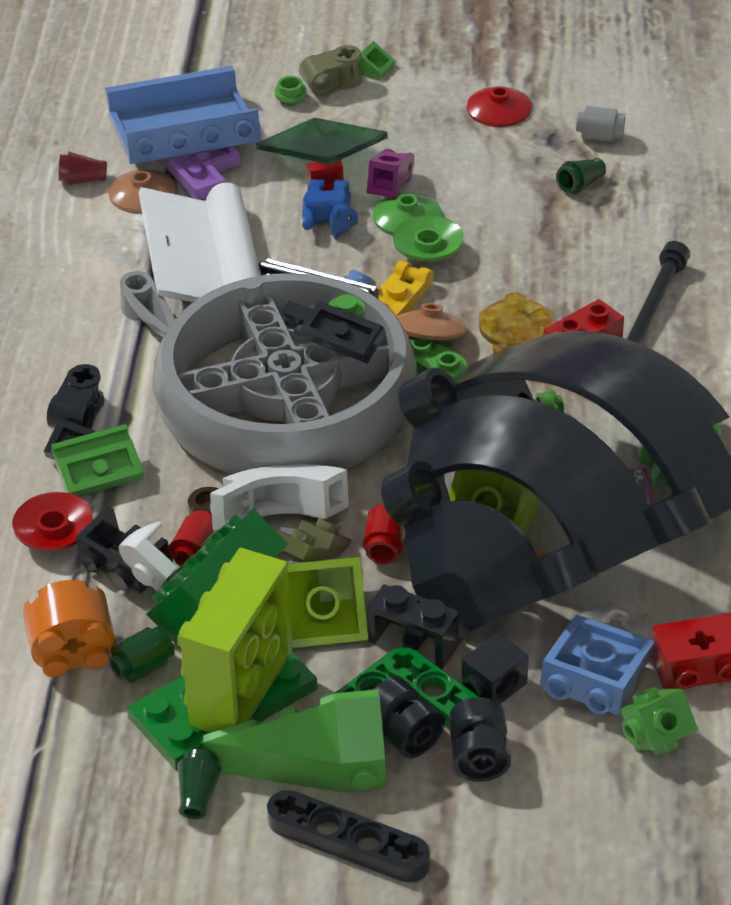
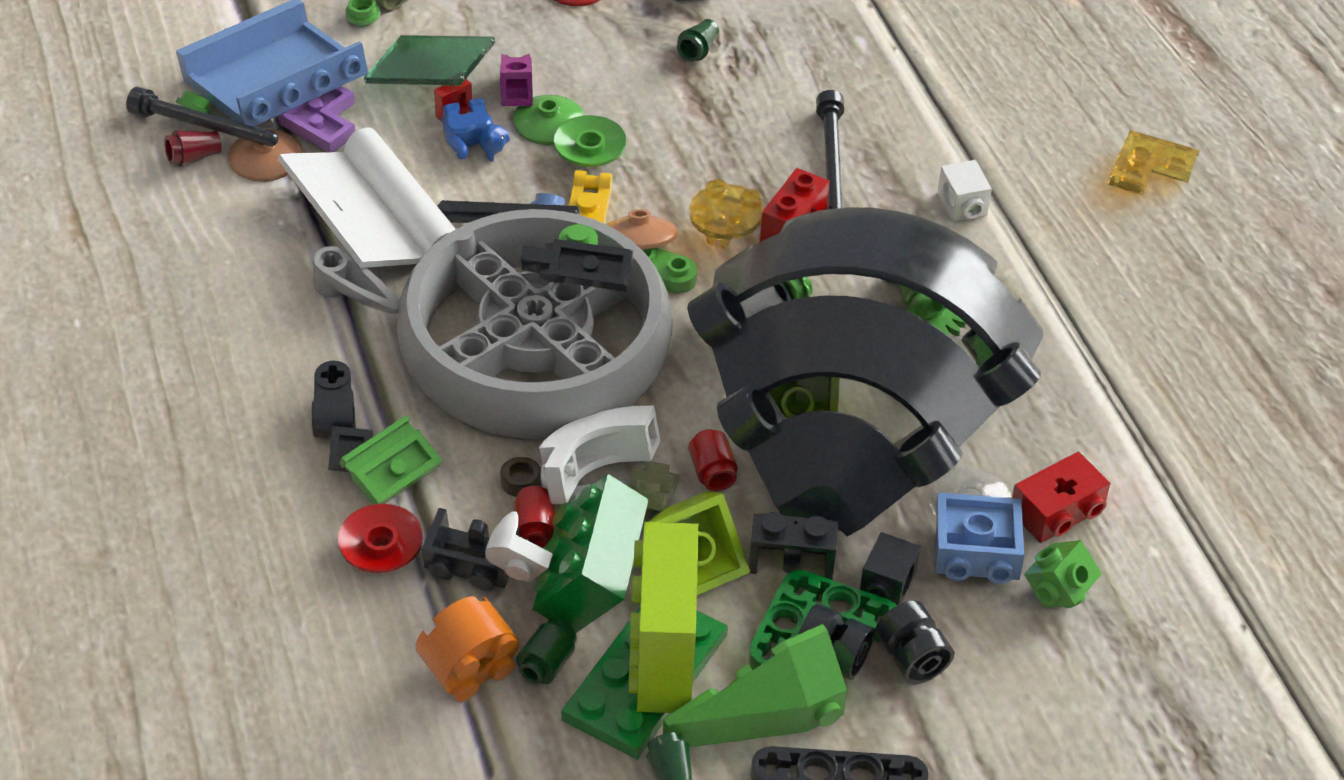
camera: 25 degrees left, 5 degrees up
(62, 127) = (145, 103): none -> black piece
(101, 136) = (194, 102): none -> bright green plate

